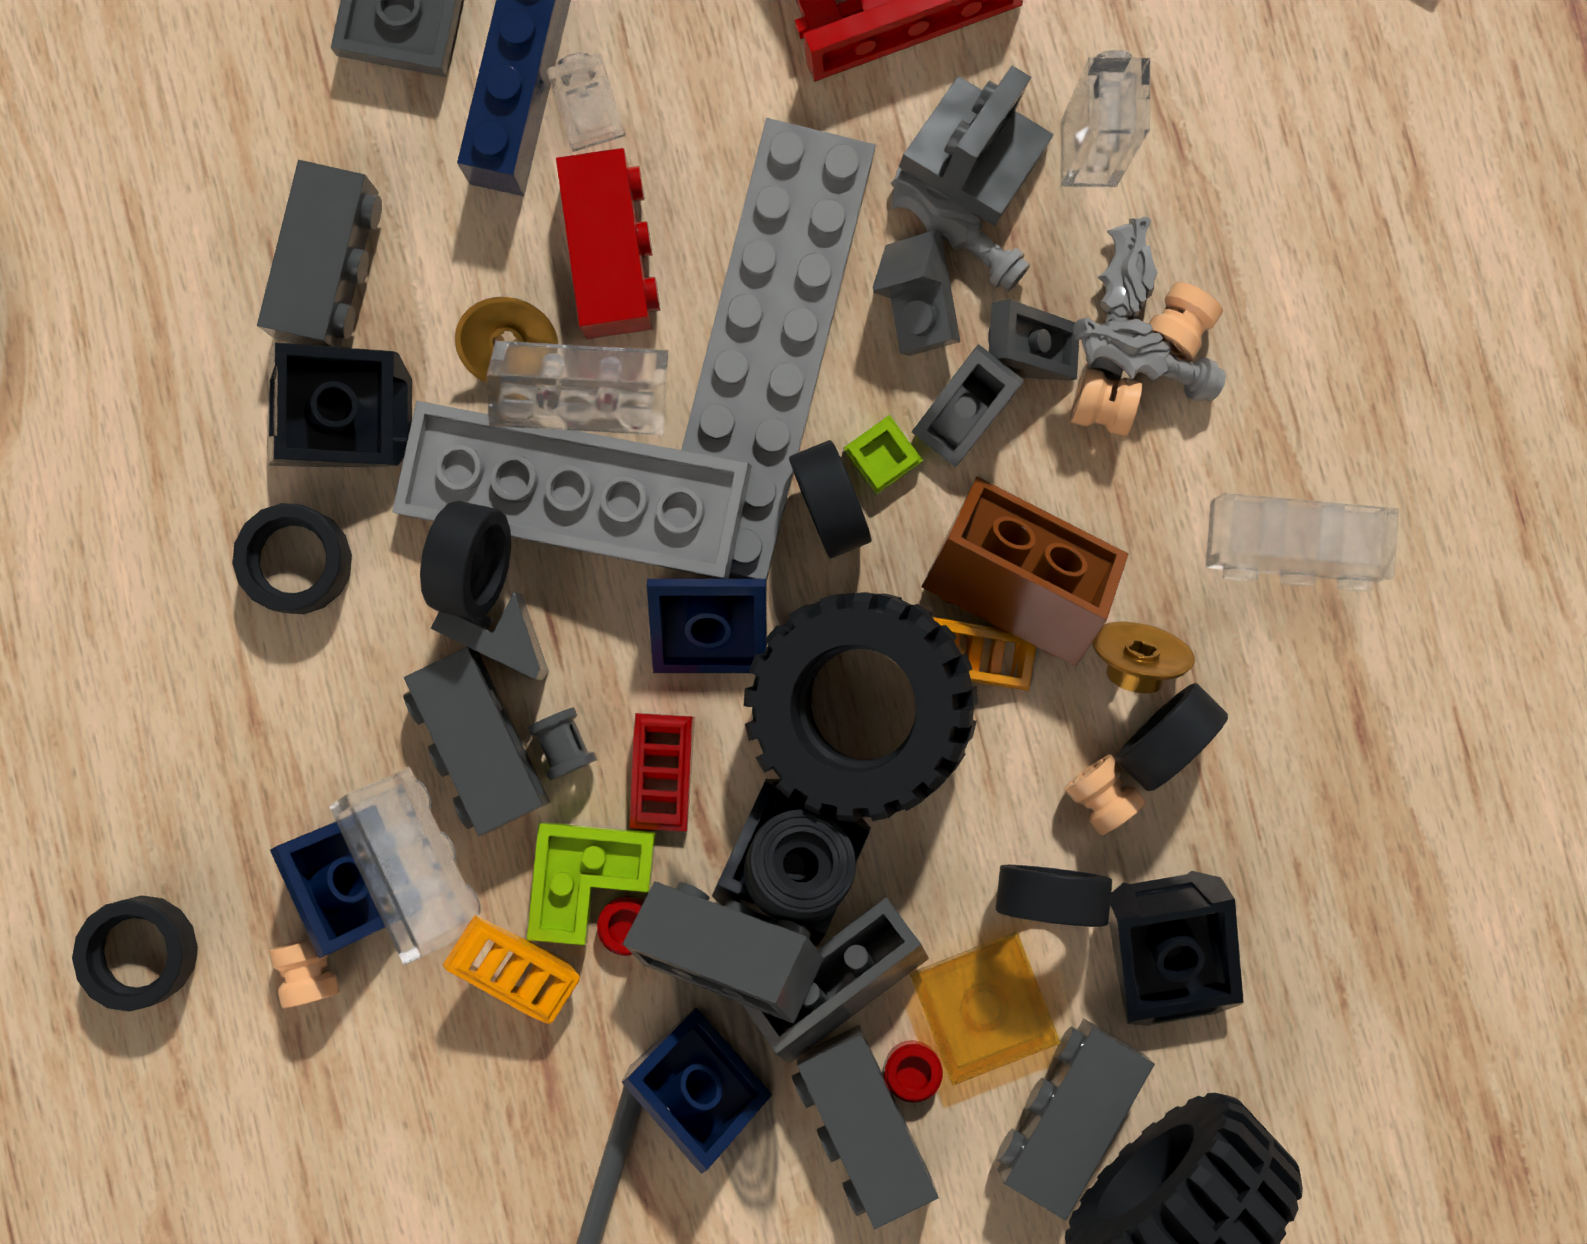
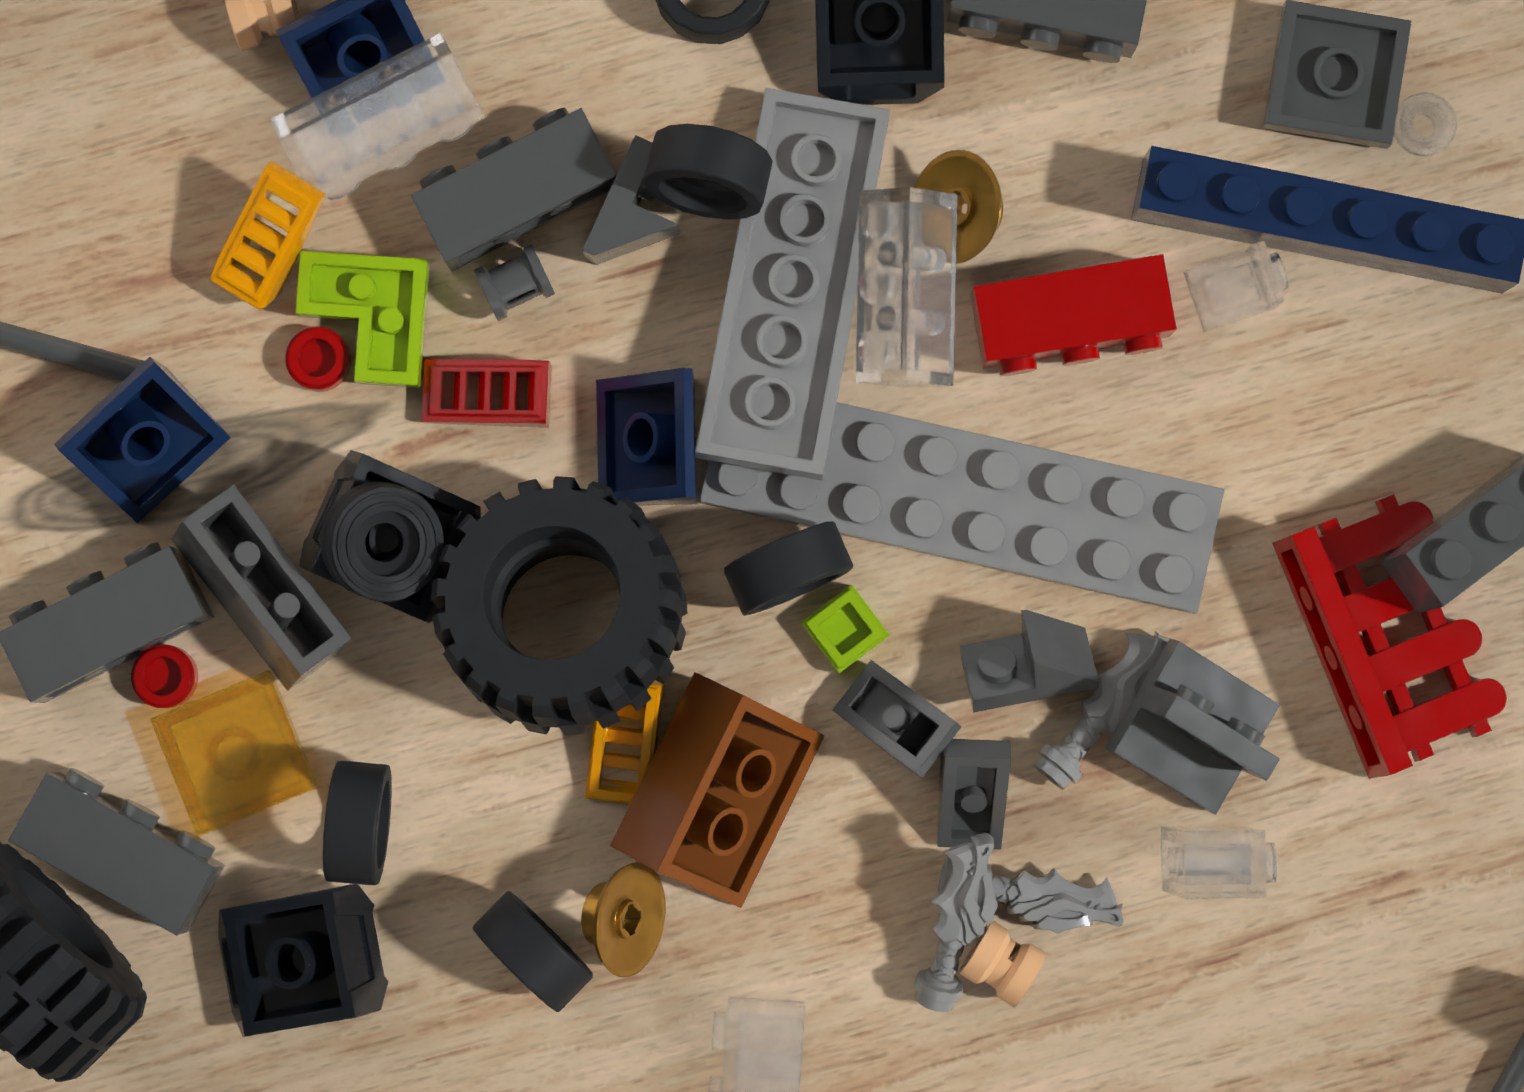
camera: 90 degrees right, 0 degrees up
(725, 949) = (293, 464): dark grey brick -> none
(1102, 791) = (467, 883): light nougat wheel -> none
(1106, 402) = (910, 861): light nougat wheel -> none

